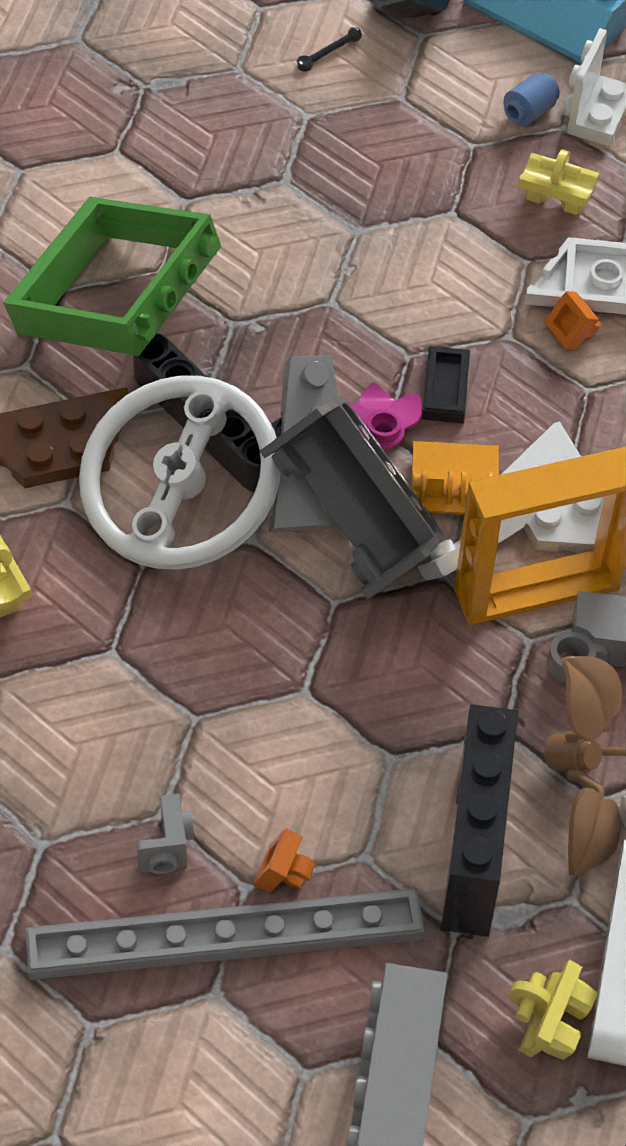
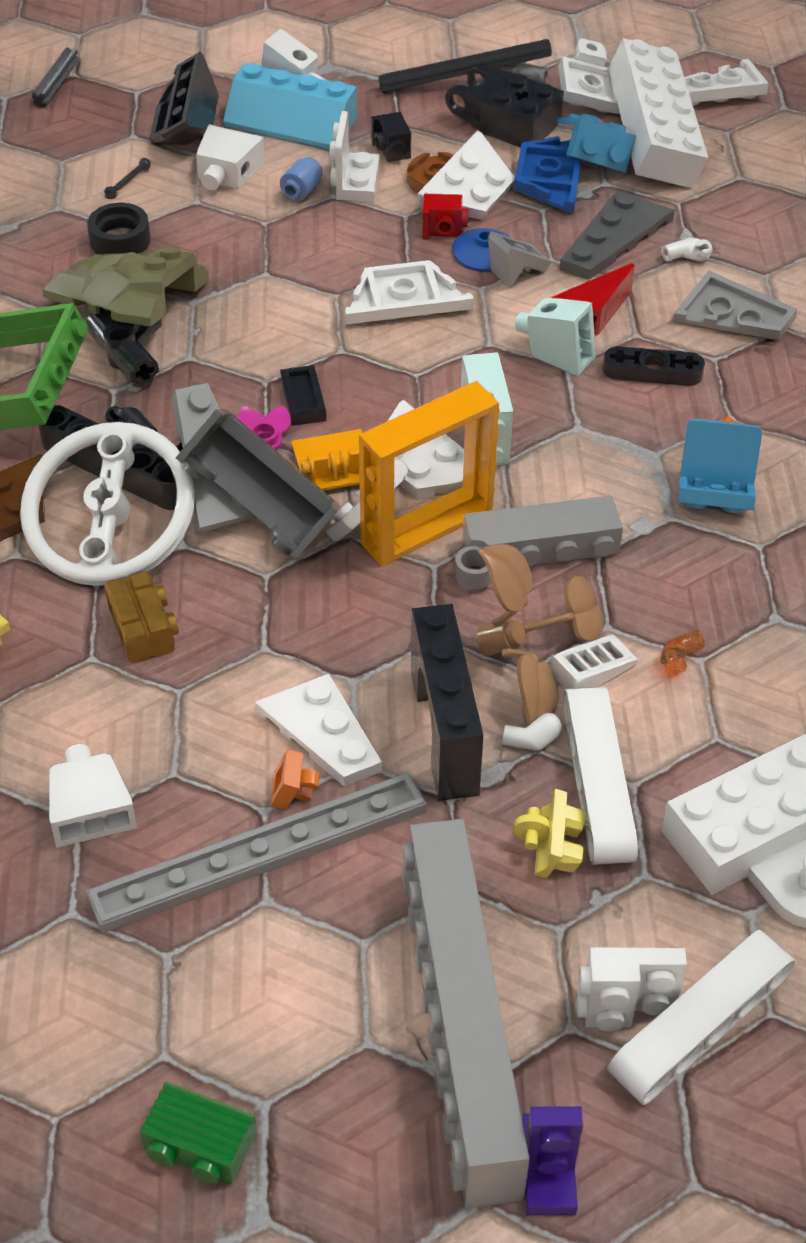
camera: 15 degrees left, 5 degrees down
(56, 821) = (87, 798): none -> white torso
(170, 852) = (192, 793): light grey bracket -> none
(177, 619) = (141, 617): none -> pearl gold brick
(239, 368) = (127, 415): none -> black arm
(261, 264) = (125, 345): none -> black piece
(283, 196) = (128, 283): none -> olive wedge
(299, 98) = (118, 216): none -> black tyre
(341, 807) = (325, 727): none -> white wing
(453, 50) = (228, 157): none -> white torso
(558, 179) = (343, 228): light yellow hips -> none
(572, 321) = (388, 326): orange tile -> none
(574, 884) = (536, 735): none -> white arm

